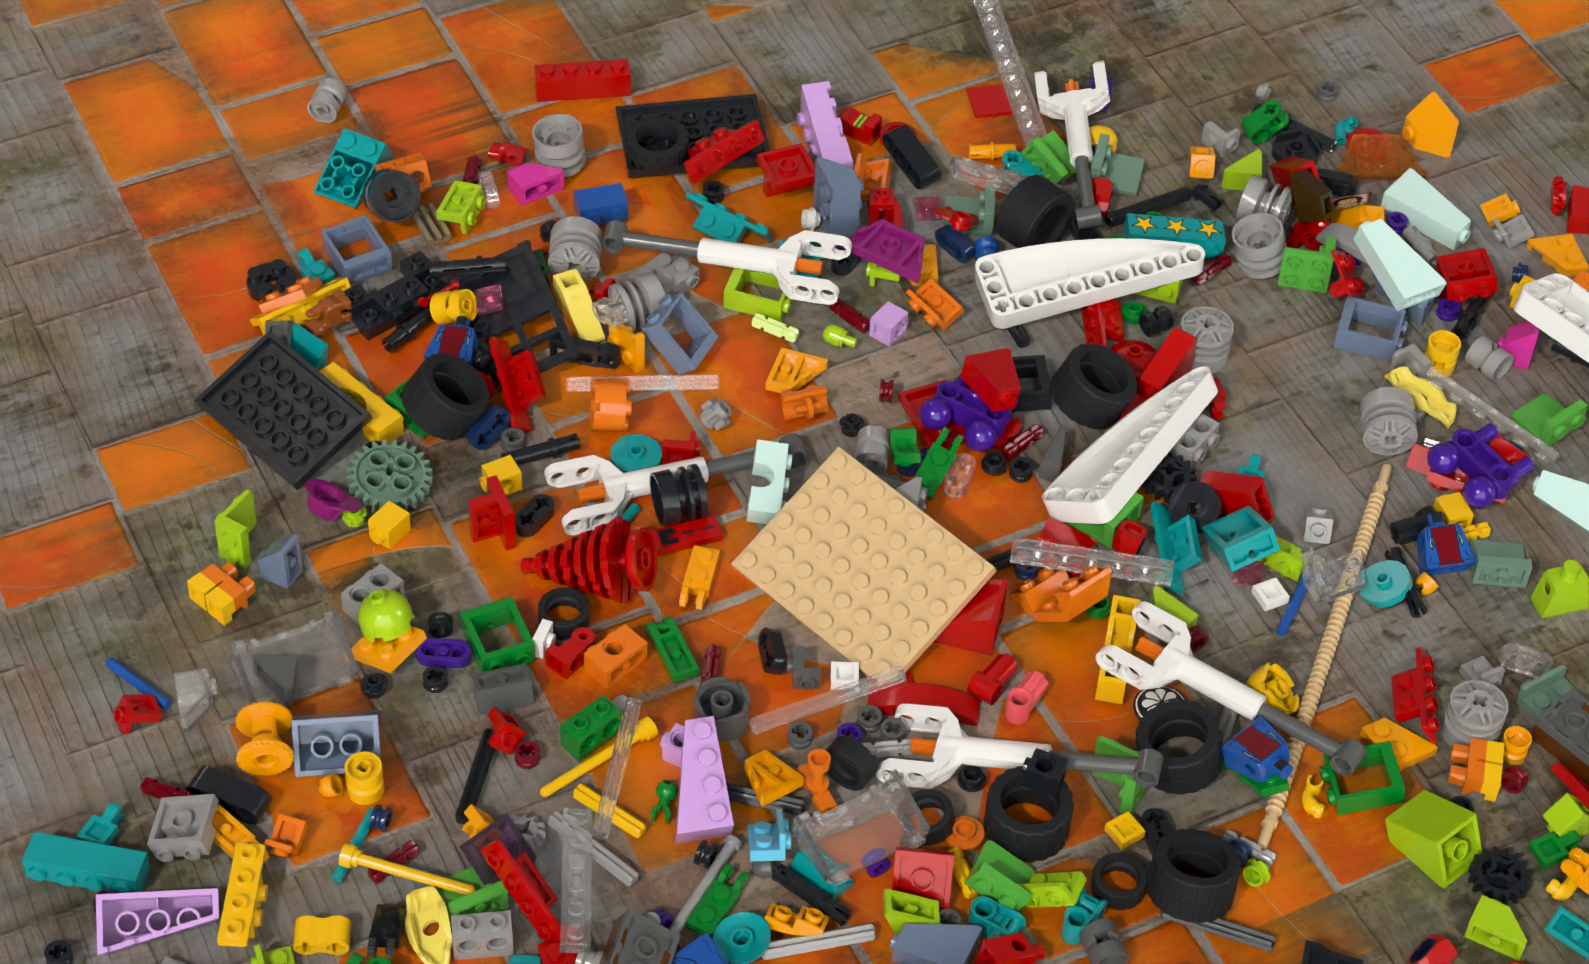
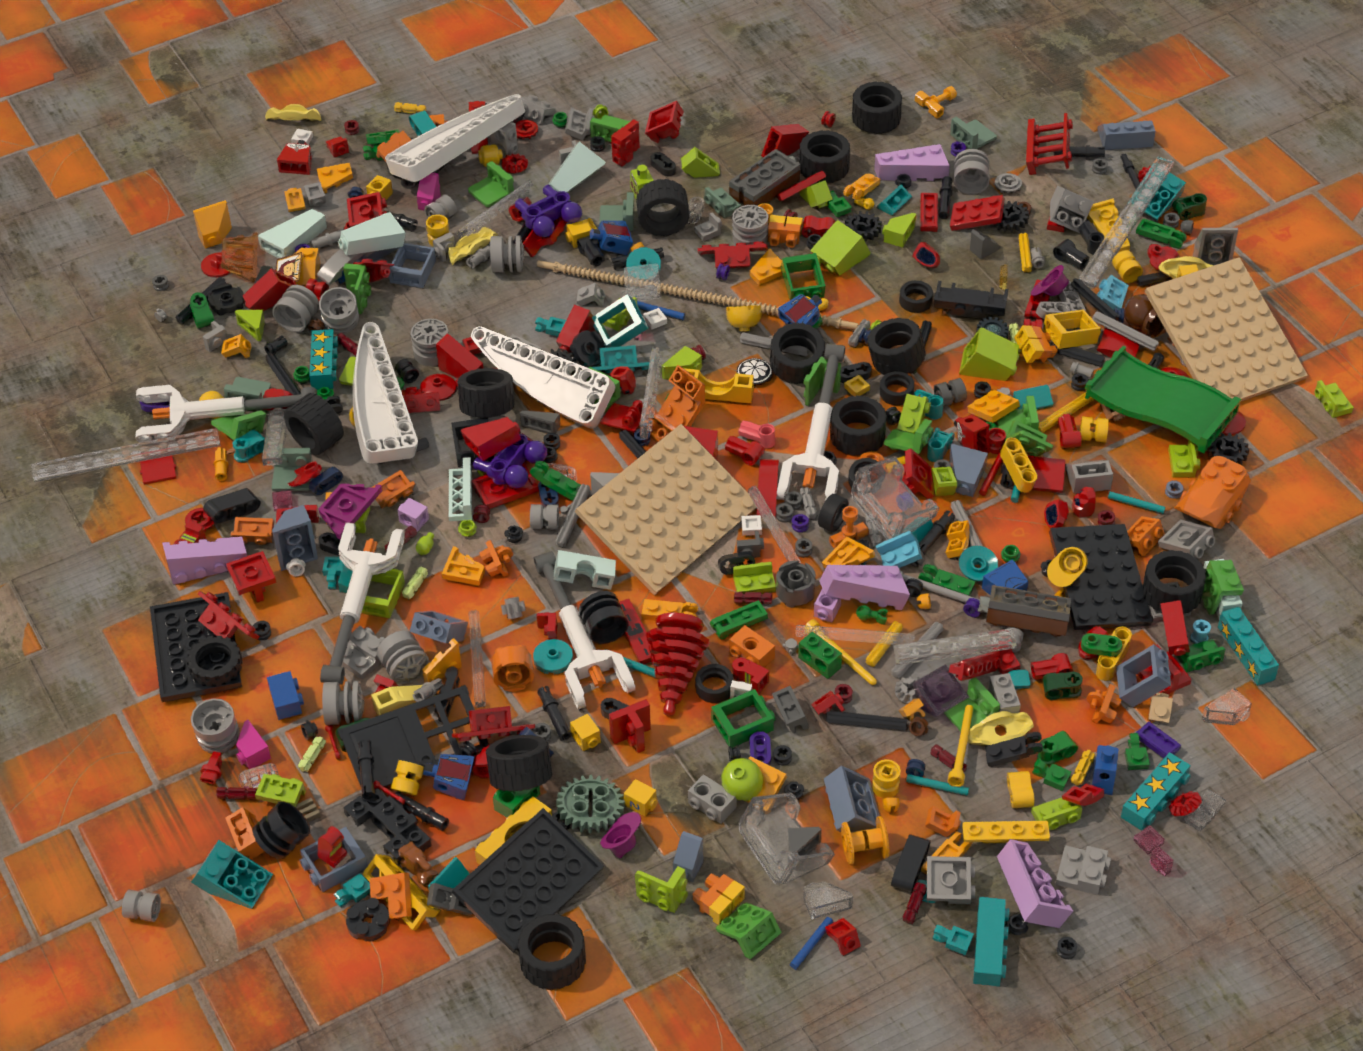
camera: 90 degrees left, 0 degrees up
(165, 615) = (751, 927): none -> bright green bracket
(174, 405) = (552, 929): none -> black tyre
(352, 228) = (330, 847): none -> red leg
(452, 831) = (913, 727): none -> reddish brown plate
(489, 299) = (402, 751): clear pink plate -> none
(515, 234) = (311, 754): none -> yellowish green axle
(582, 80) = (125, 723): red brick -> none
(584, 326) = (427, 690): none -> light grey axle
(610, 312) = (420, 668): clear beam -> none
(676, 866) = (925, 601): none -> light orange hinge
(721, 225) = (303, 621): teal bracket -> none
(742, 666) = (754, 578): none -> lime bracket
(864, 378) = (467, 528): none -> lime plate
(904, 446) = (549, 494): green bracket -> none
(914, 368) = (464, 494): none -> light aqua fence
(985, 246) = (338, 461): blue wheel -> none
(1044, 772) = (844, 401): black brick -> none
(1058, 864) = (893, 415): none -> black bush
(1178, 663) = (740, 346): white piece -> none
(1311, 197) = (300, 275): dark brown slope -> none
(1341, 915) = (919, 287): none -> black tyre
(1344, 128) = (203, 275): teal arm -> none
(1378, 682) = (723, 271): none -> dark purple bush
(1493, 815) = (816, 225): none -> red axle
(1497, 598) = (661, 192): none -> black tyre
(1558, 195) = (287, 165): red gear -> none

